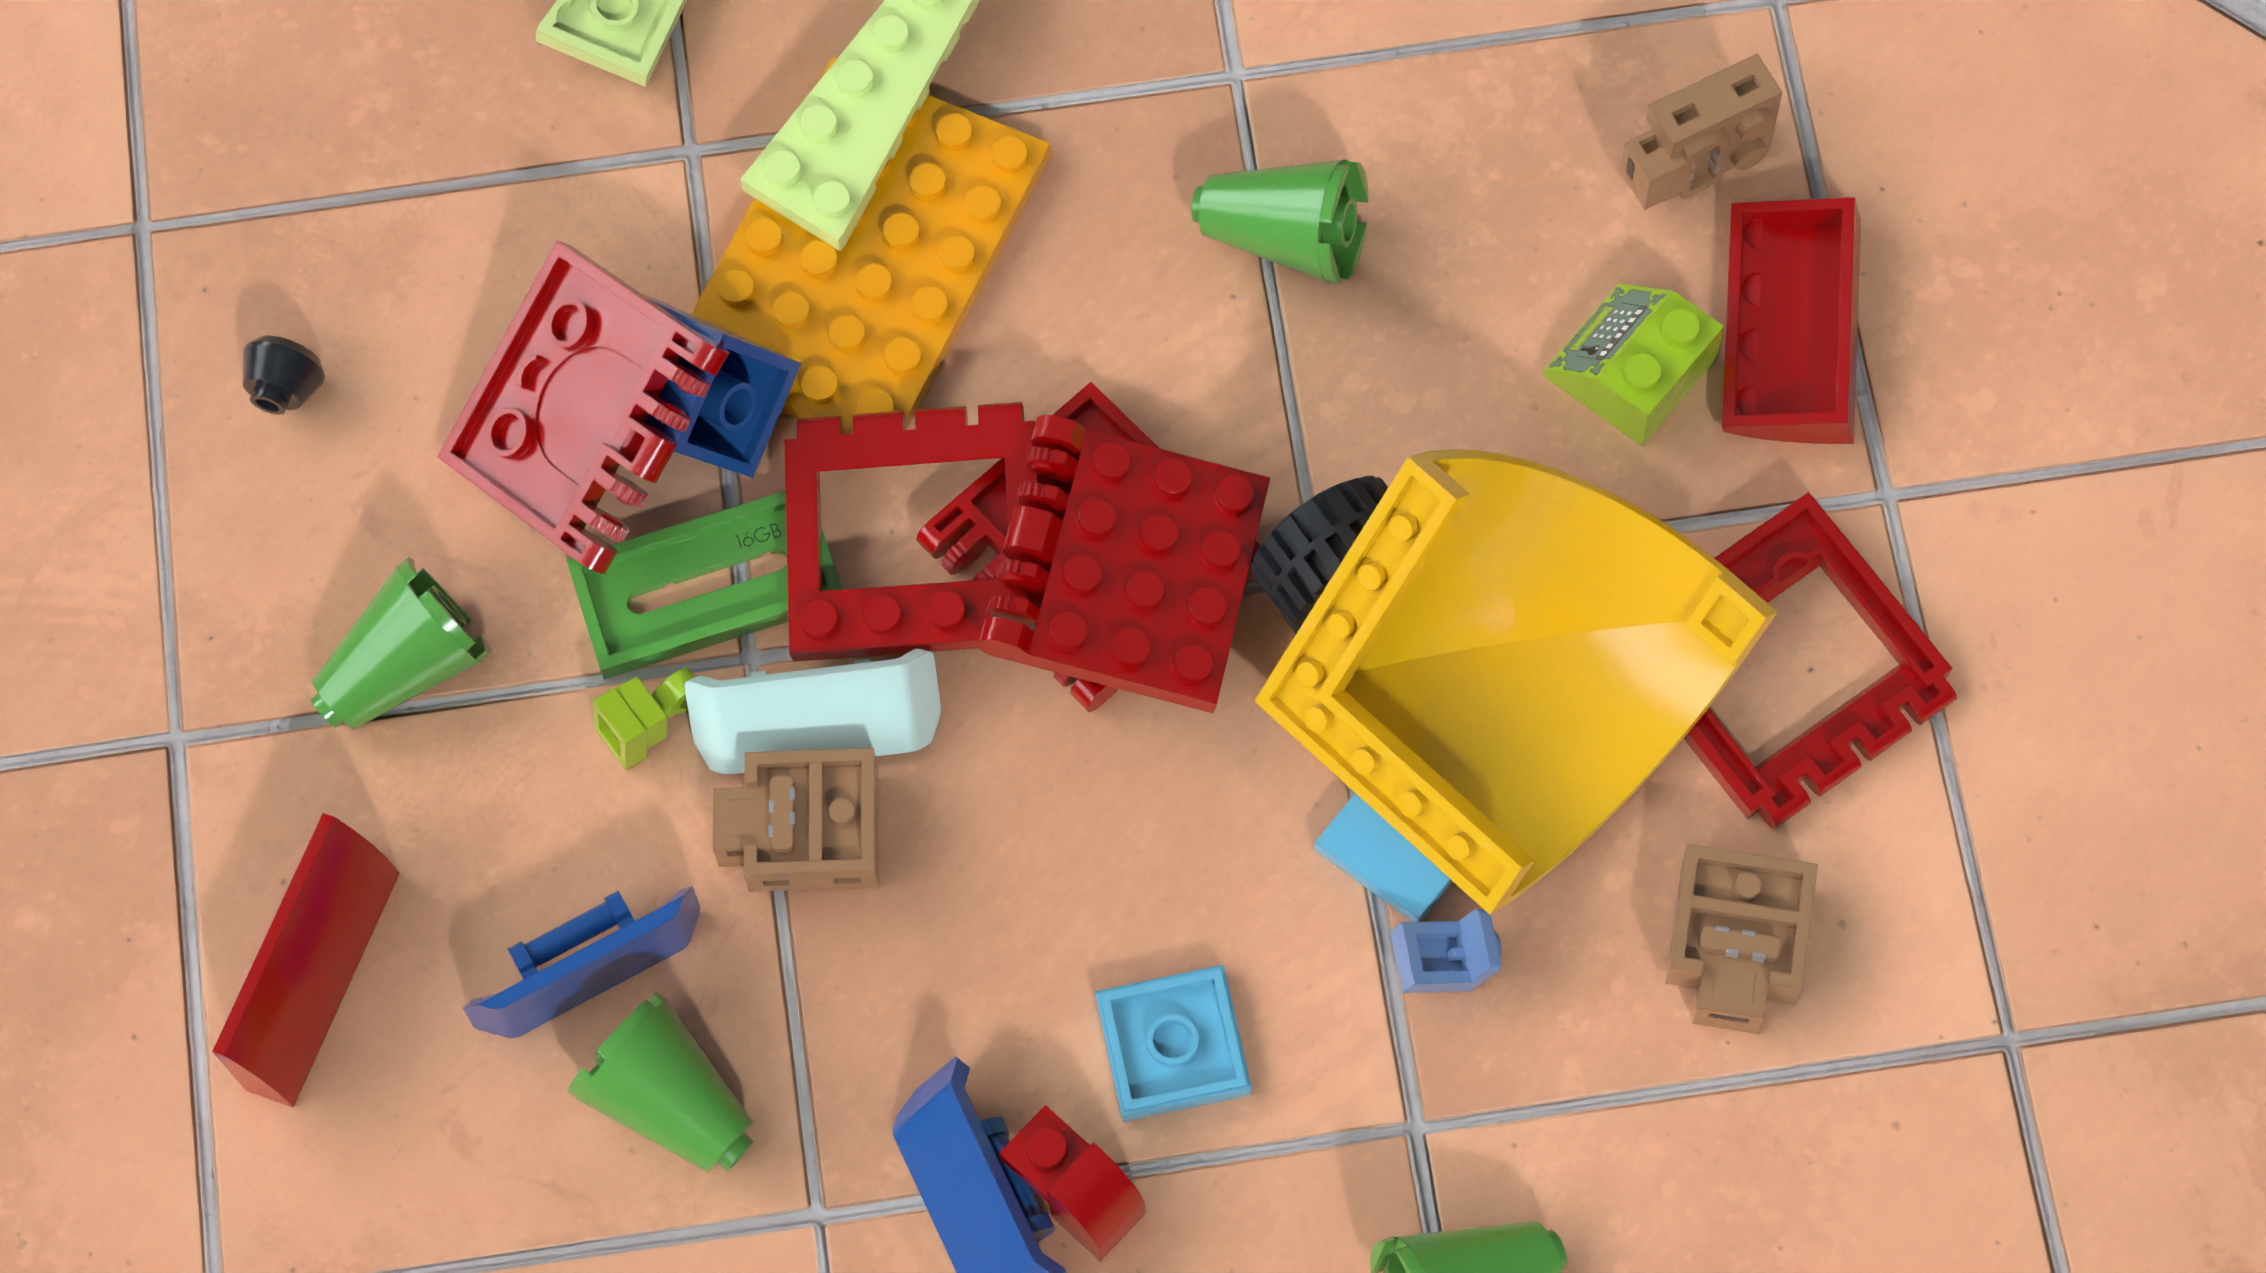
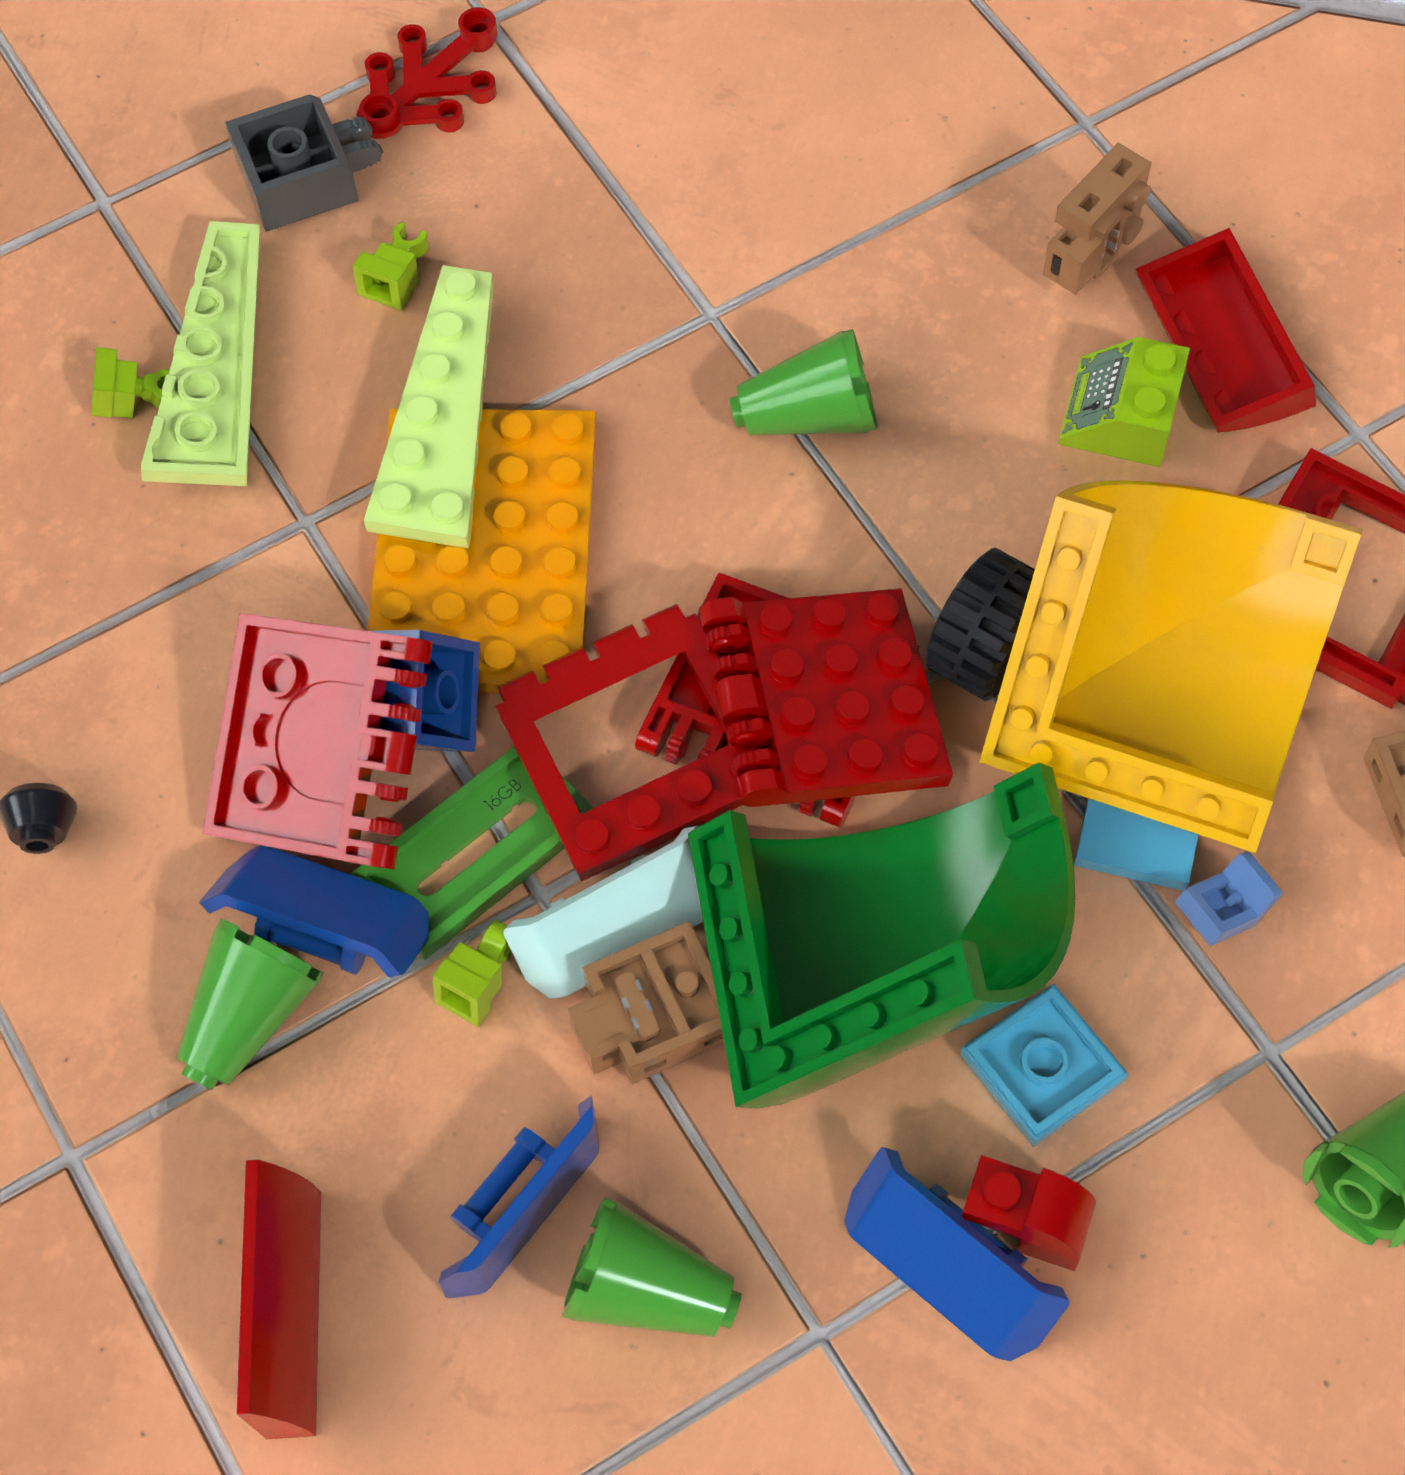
camera: 25 degrees left, 5 degrees down
(519, 587) = (323, 910): none -> blue piece
(1053, 836) = (879, 935): none -> green panel

